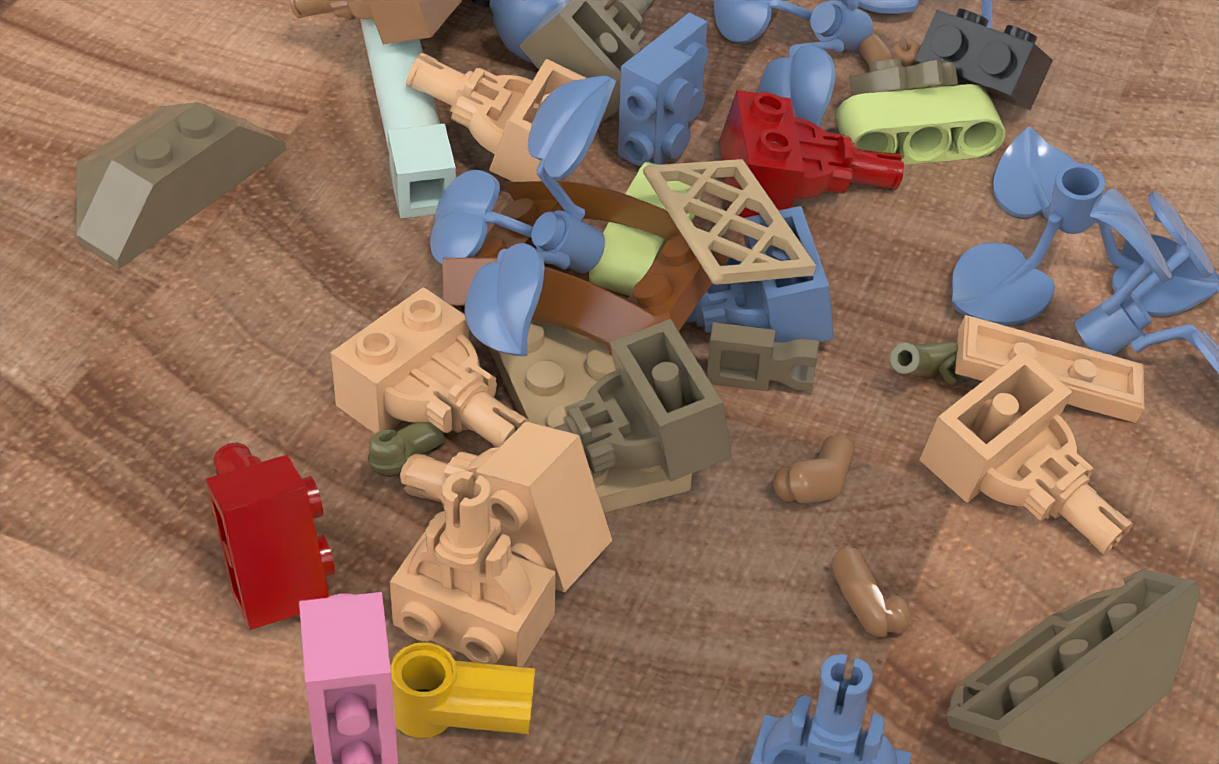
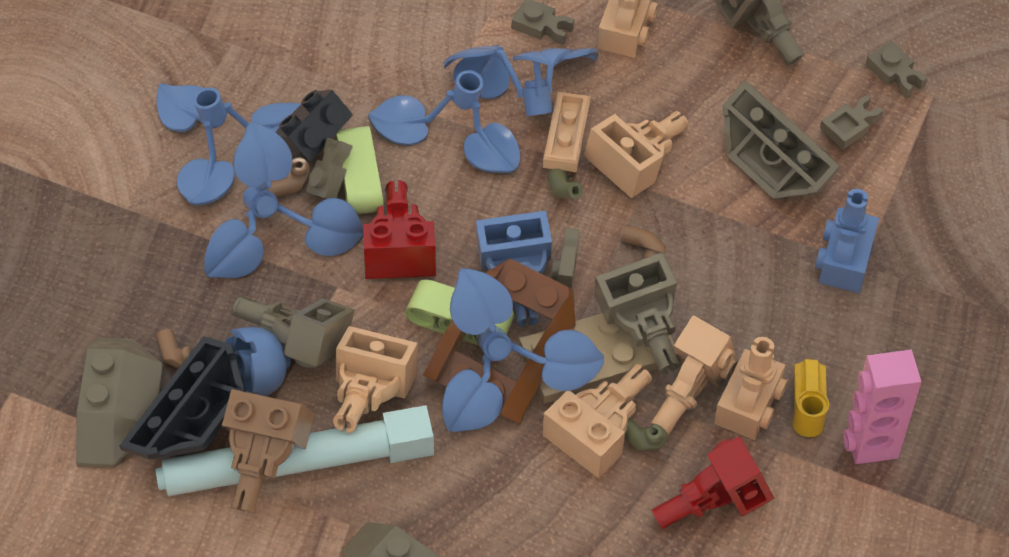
camera: 90 degrees left, 10 degrees up
(662, 93) = (357, 288): medium blue plate -> none
(754, 264) = (507, 233): tan window -> none
(863, 594) = (733, 225): medium nougat arm -> none

